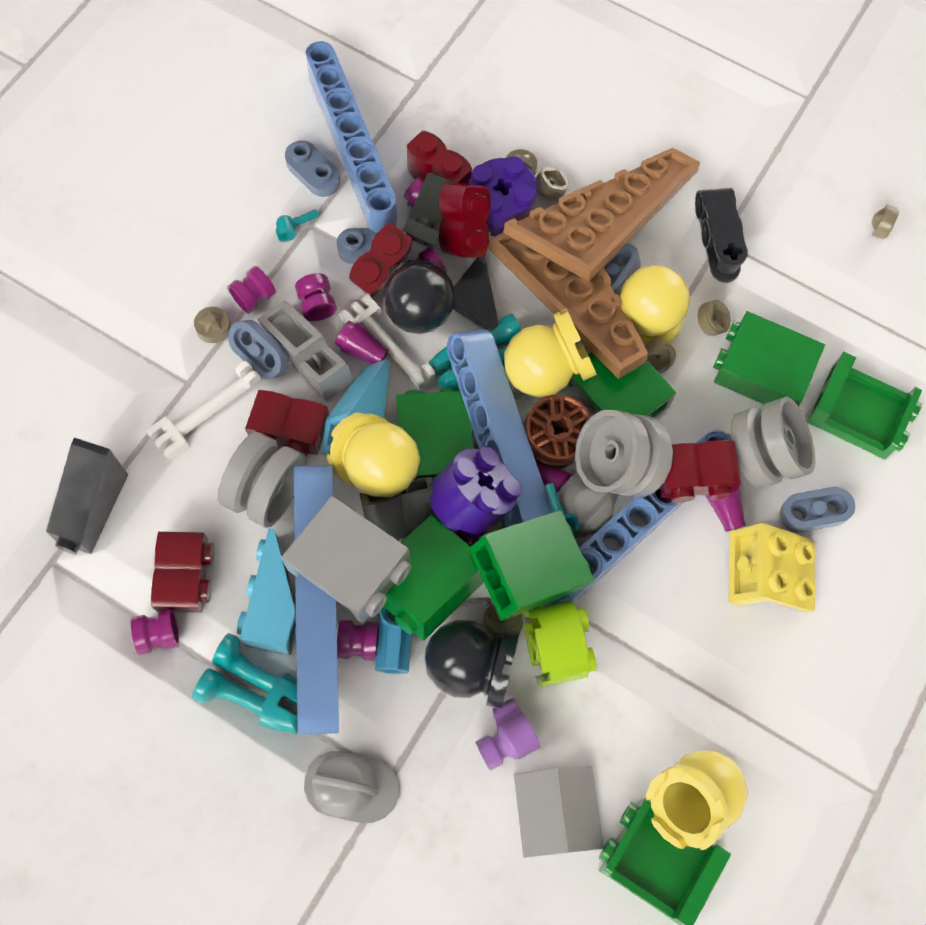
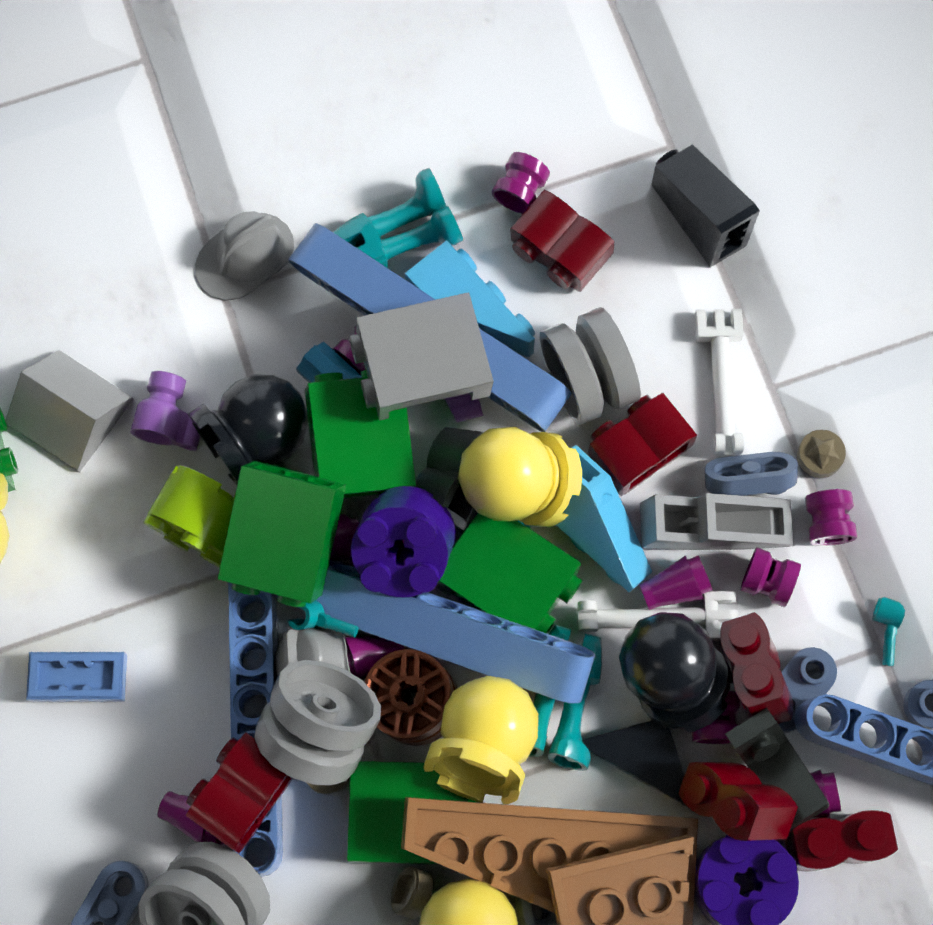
camera: 135 degrees right, 5 degrees up
(716, 644) = (76, 677): none -> medium blue plate
(771, 567) = (92, 801): light yellow bracket -> none

